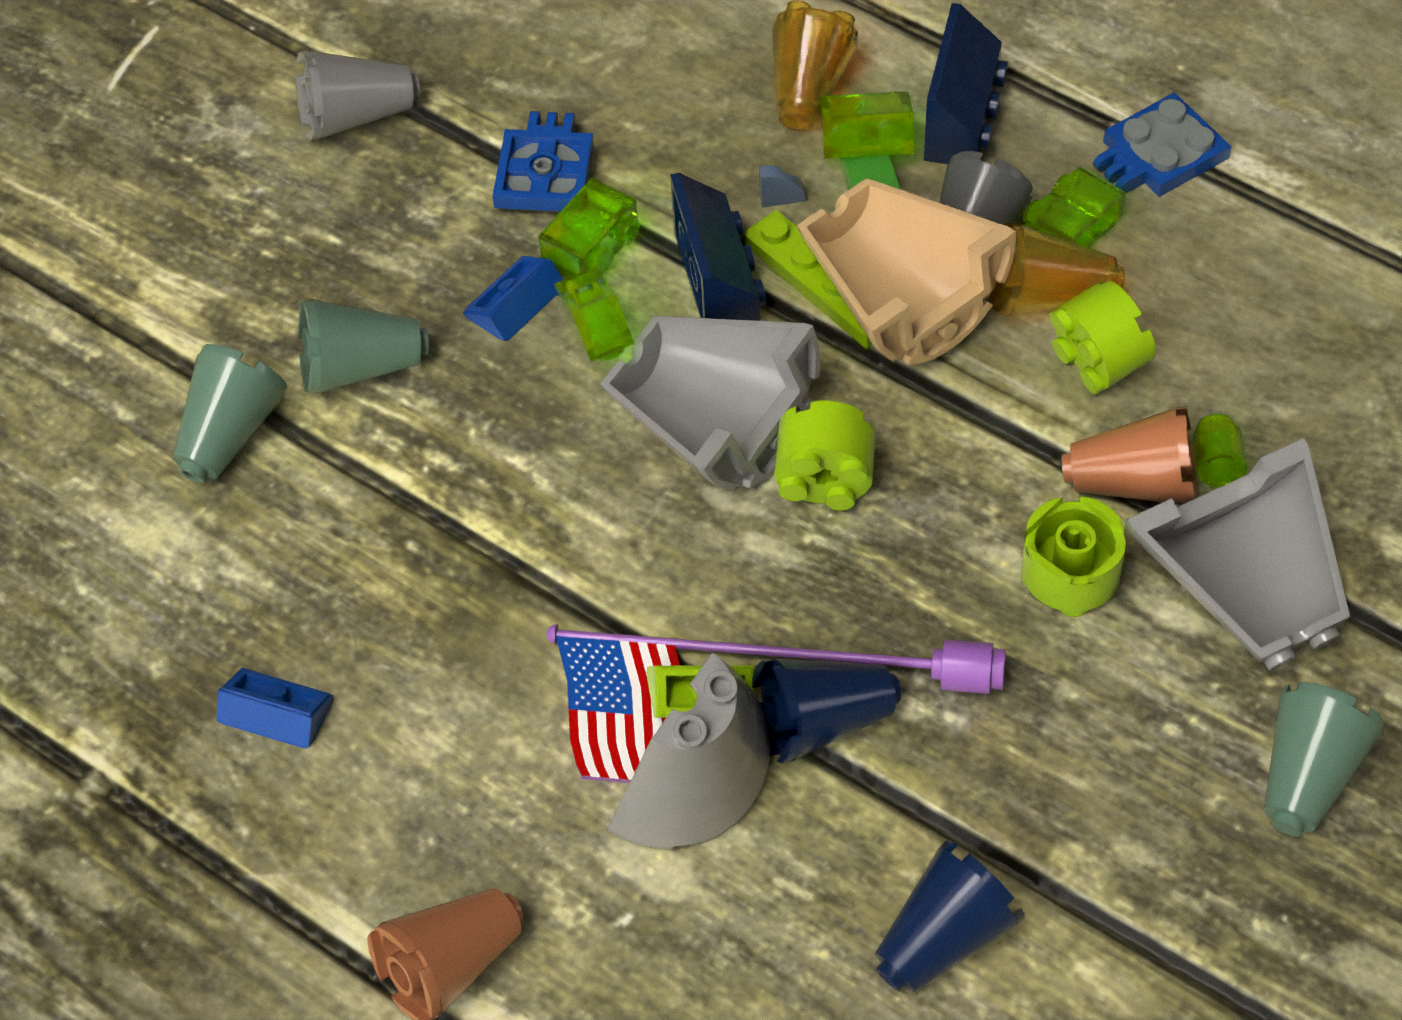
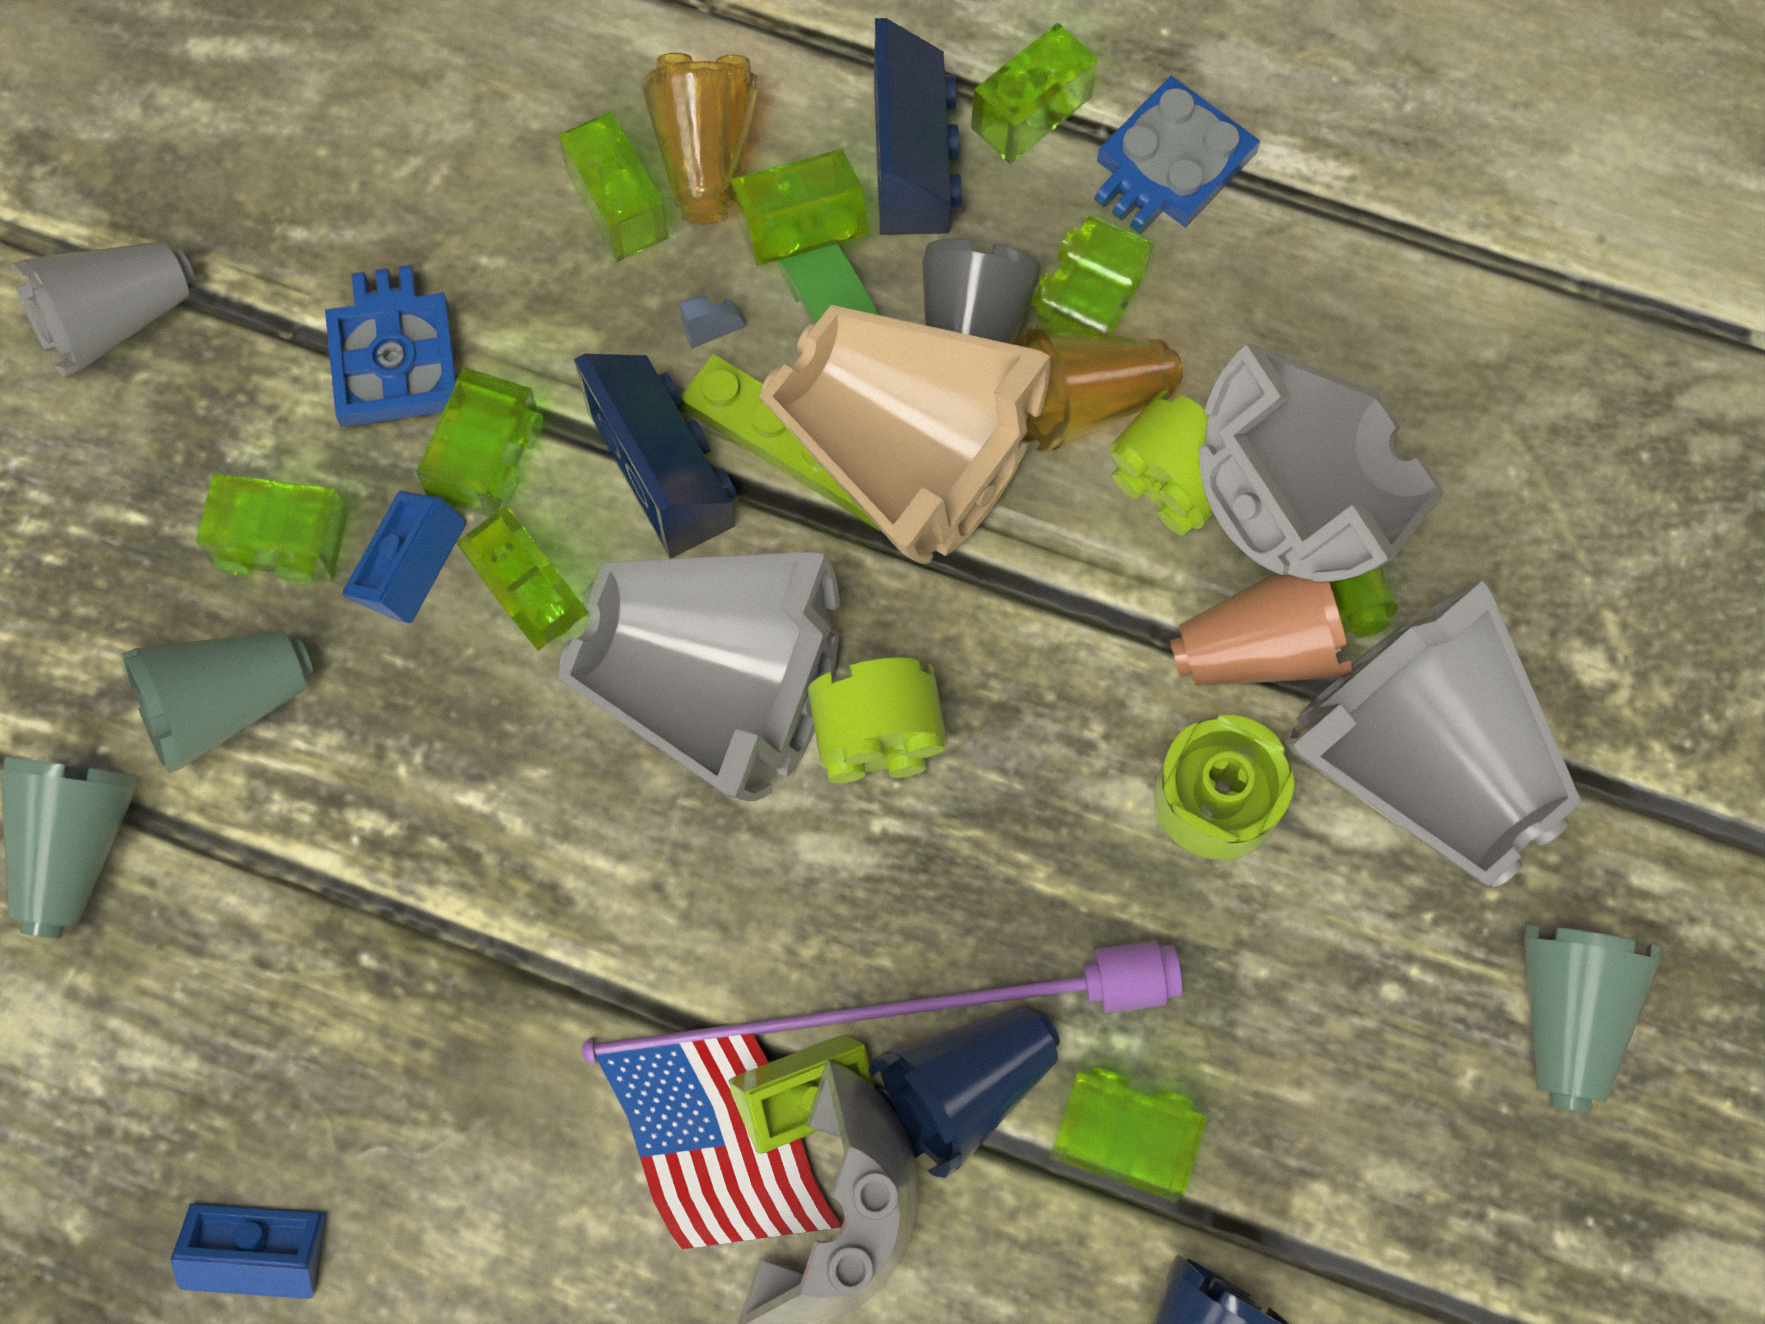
camera: 20 degrees left, 15 degrees up
(427, 257) = (272, 528): none -> clear neon green brick
(734, 89) = (613, 186): none -> clear neon green brick
(934, 769) = (1128, 1134): none -> clear neon green brick
(1064, 84) = (1033, 93): none -> clear neon green brick
(1192, 340) = (1308, 469): none -> light grey cone

